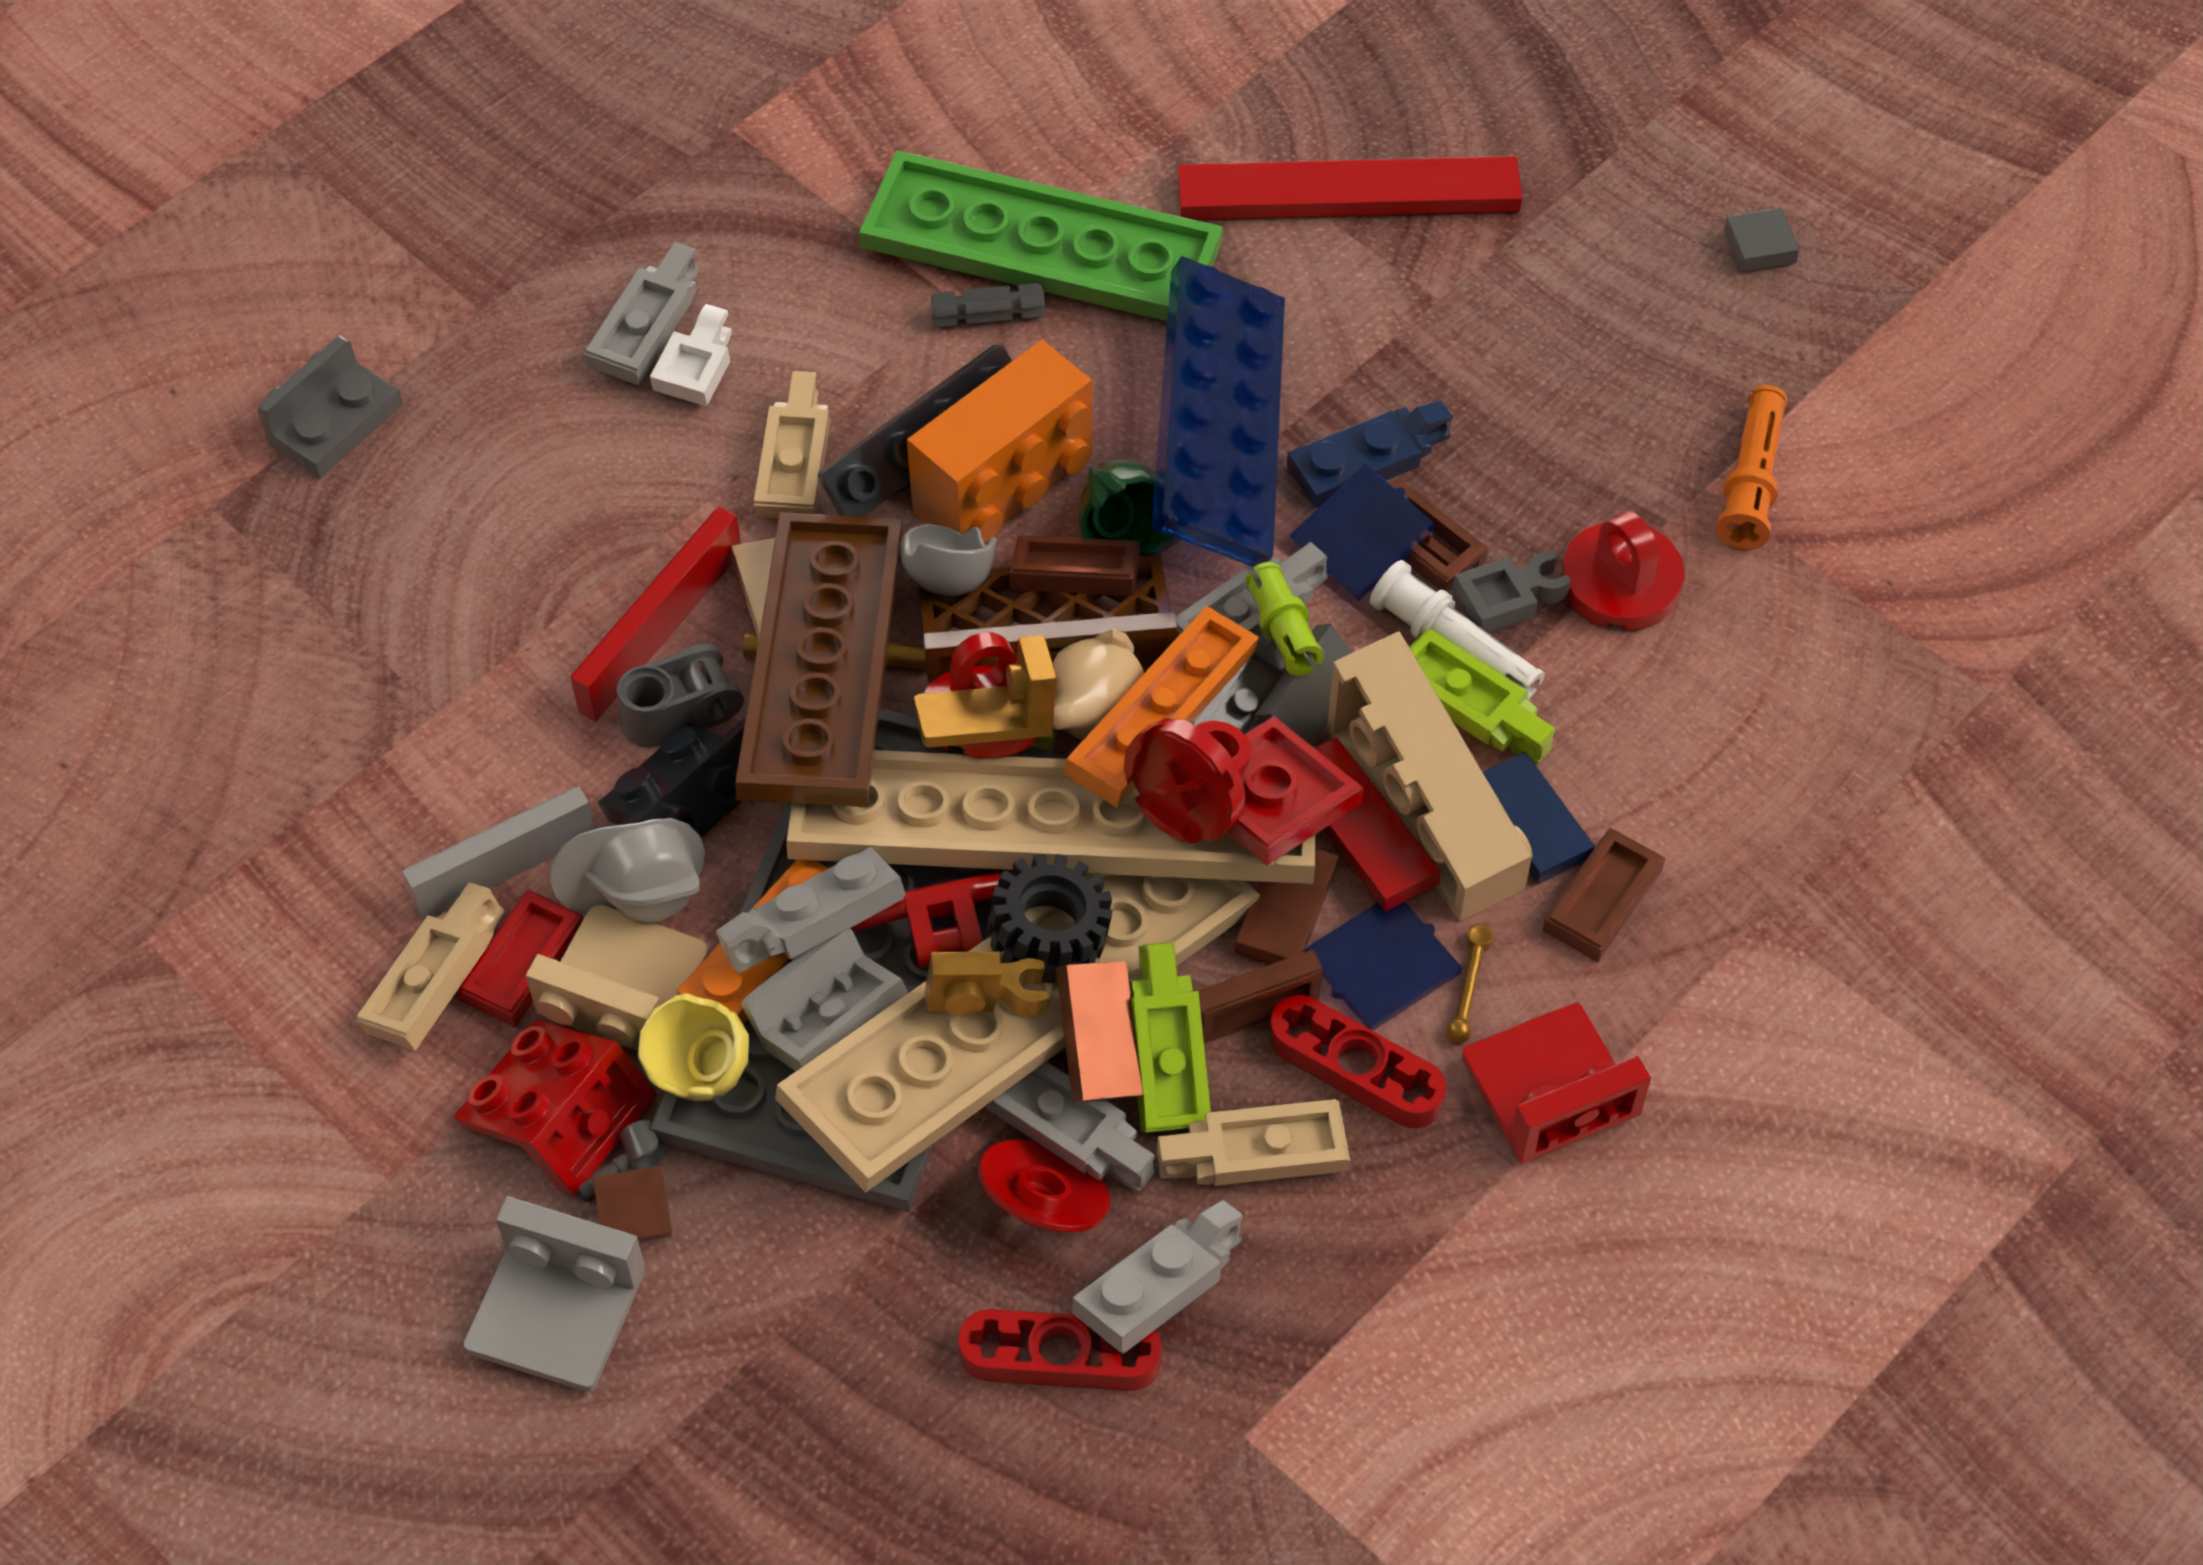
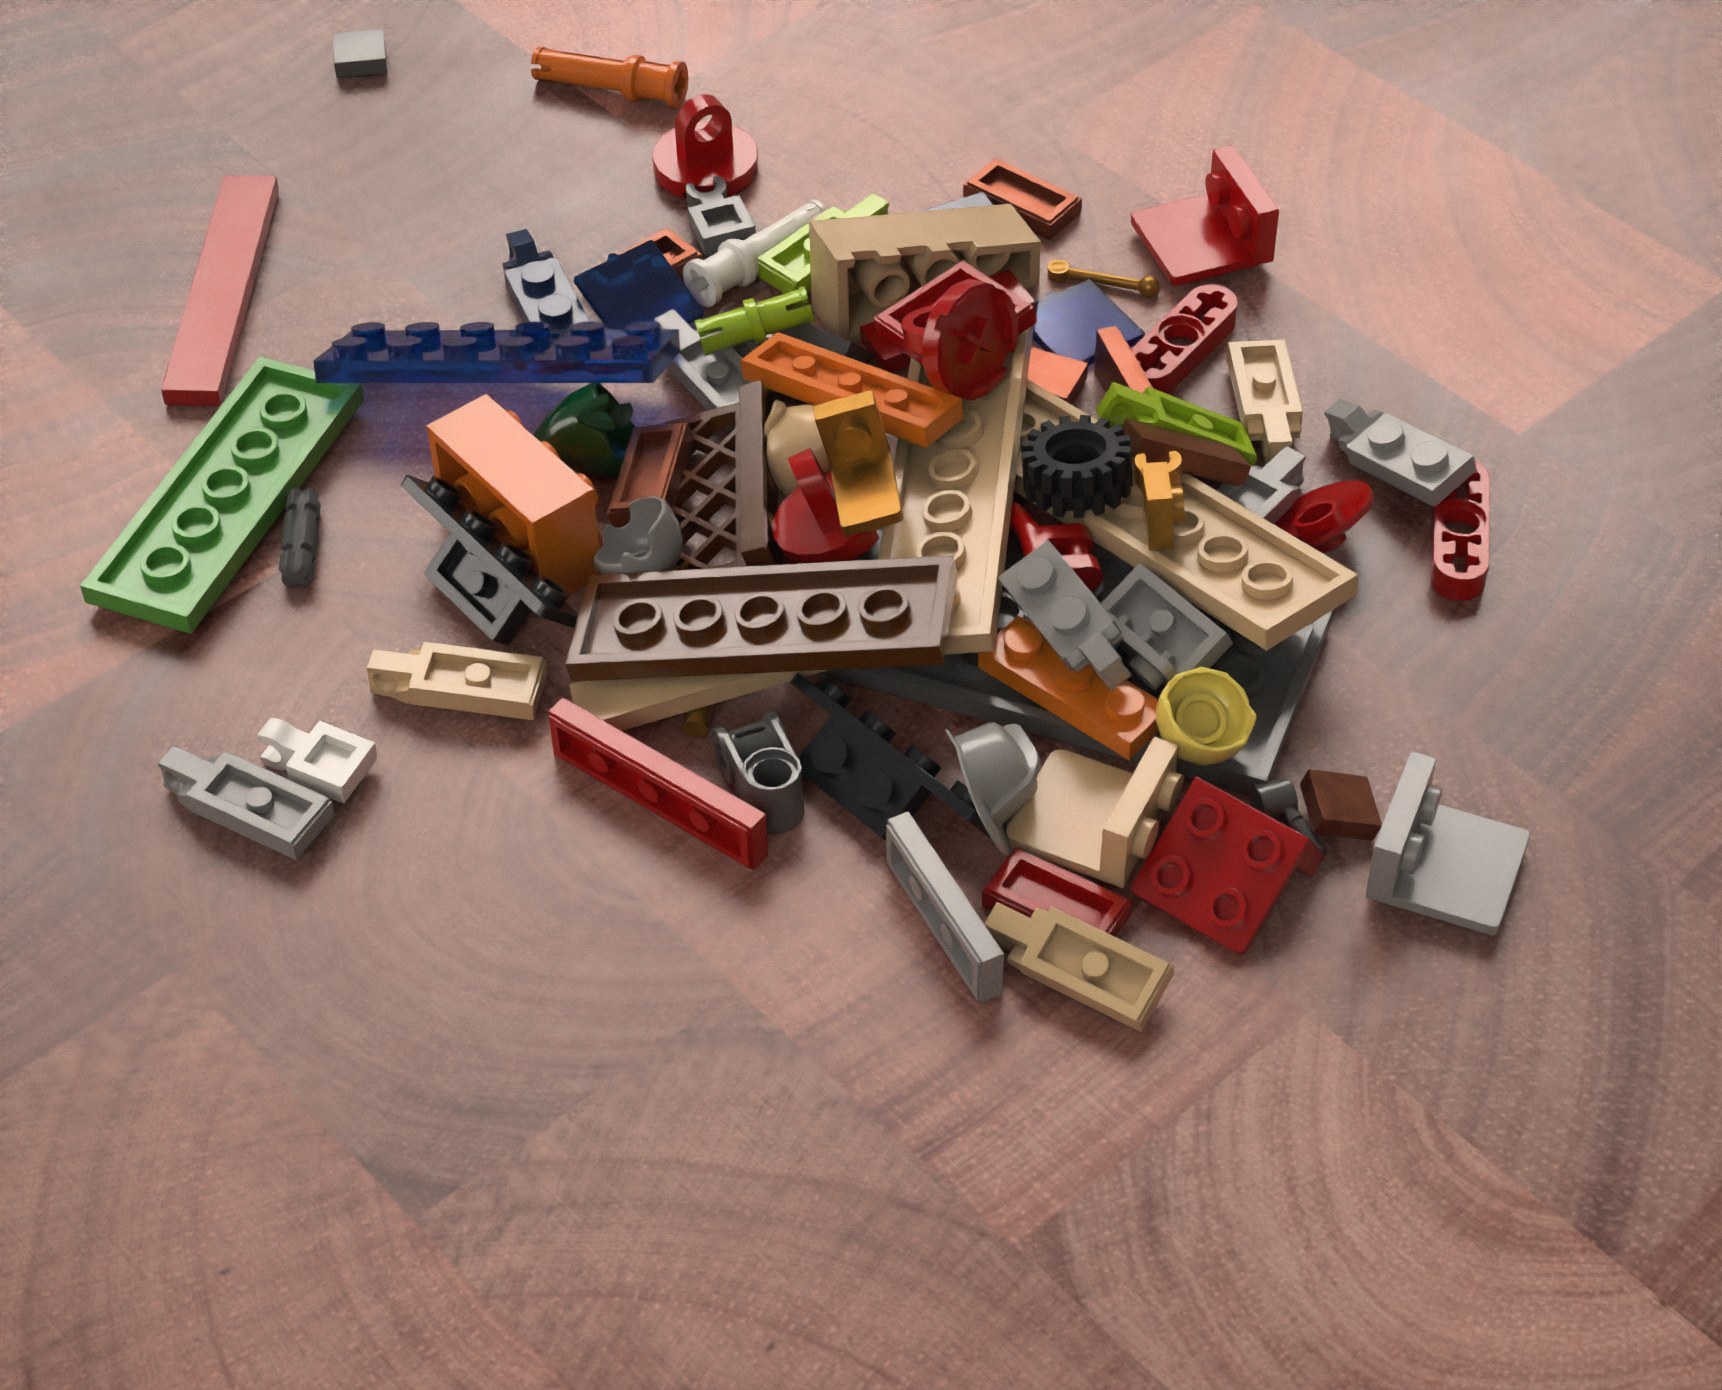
camera: 85 degrees left, 10 degrees down
(327, 408) = (309, 1092): dark grey bracket -> none

